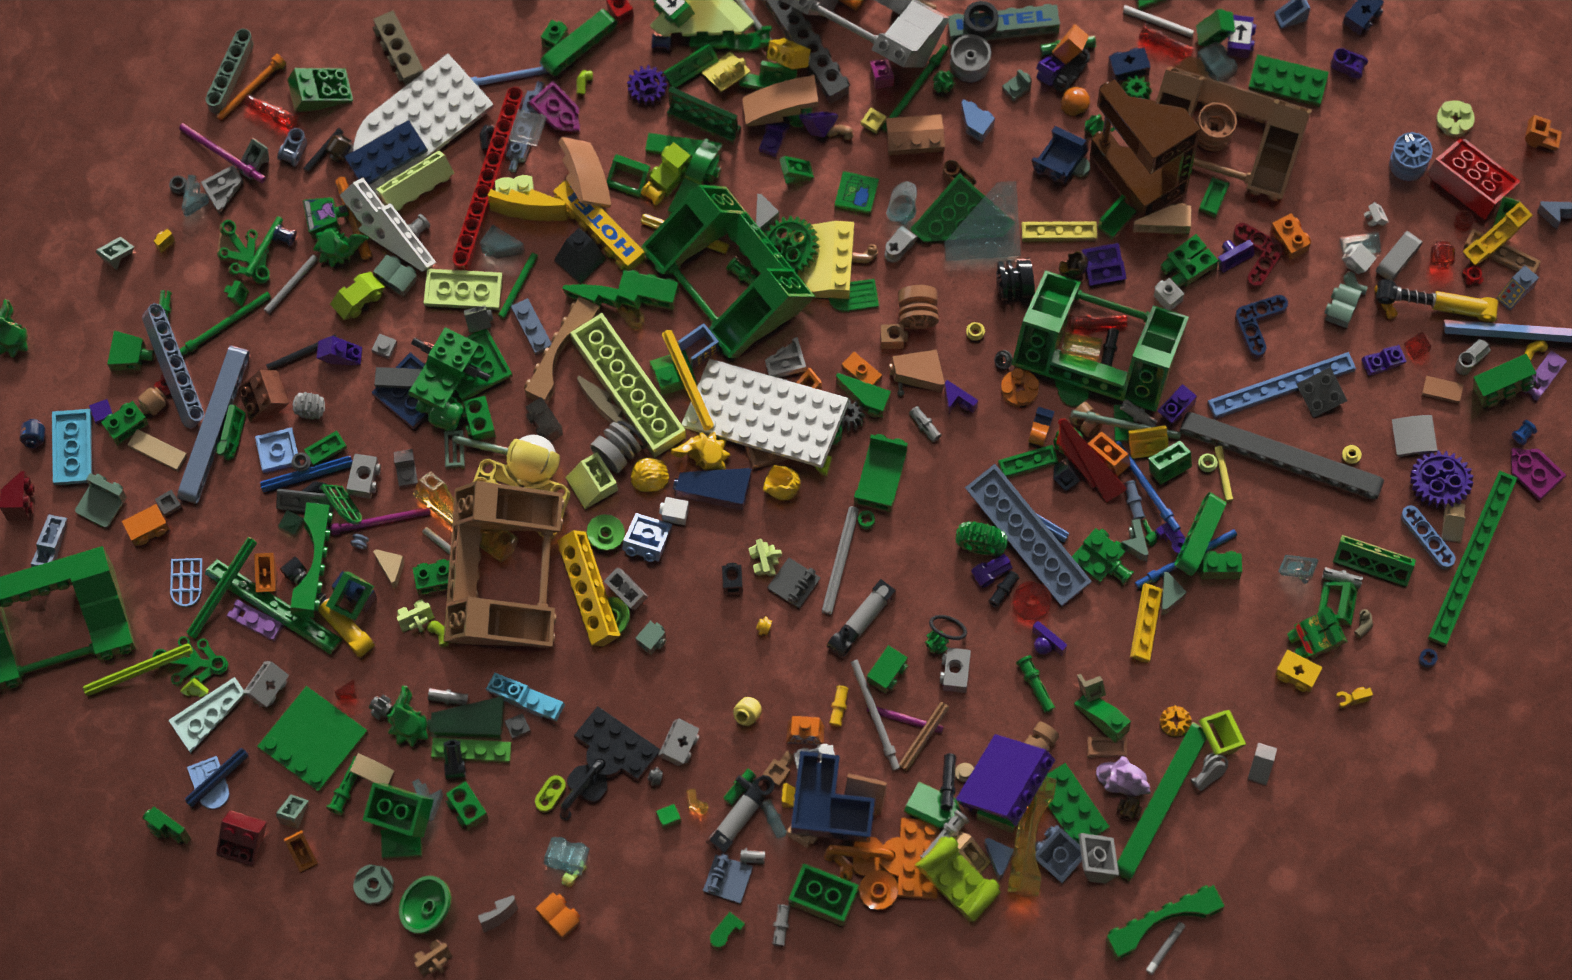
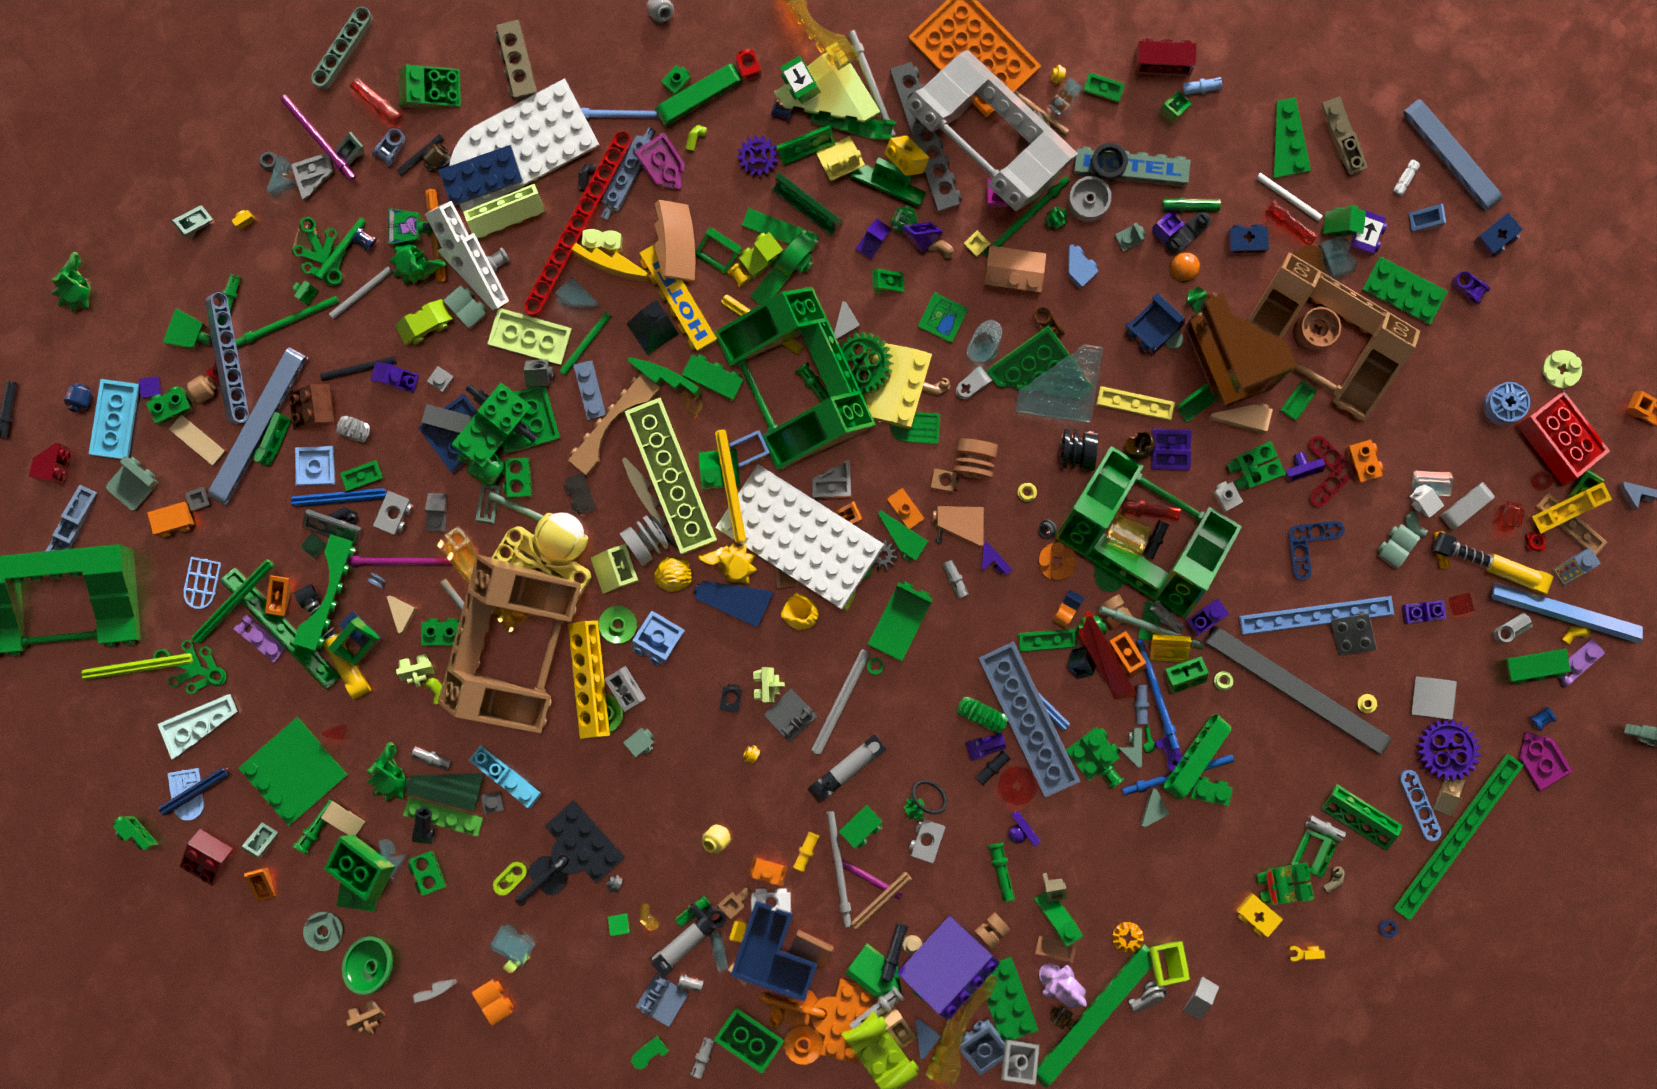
camera: 10 degrees right, 15 degrees up
(194, 688) = (189, 696): lime tile -> none
(258, 690) = (249, 713): light grey brick -> none
(276, 64) = (390, 50): orange piece -> none
(301, 456) = (328, 486): dark grey plate -> none
(346, 516) = (368, 559): green window -> none
(380, 706) = (364, 756): dark grey gear -> none
(527, 128) = (627, 179): clear piece -> none
(671, 750) = (647, 846): light grey brick -> none
(674, 510) = (689, 617): white brick -> none
(780, 100) = (887, 206): nougat slope -> none
(1071, 44) = (1195, 207): orange slope -> none
(1139, 85) = (1242, 265): green gear -> none
(1146, 623) = (1123, 832): yellow tile -> none
(1223, 473) = (1236, 694): light yellow bar -> none
(1298, 567) = (1285, 810): clear light blue slope -> none
(1378, 215) = (1458, 457): white tile -> none
(1442, 389) = (1474, 655): nougat tile -> none

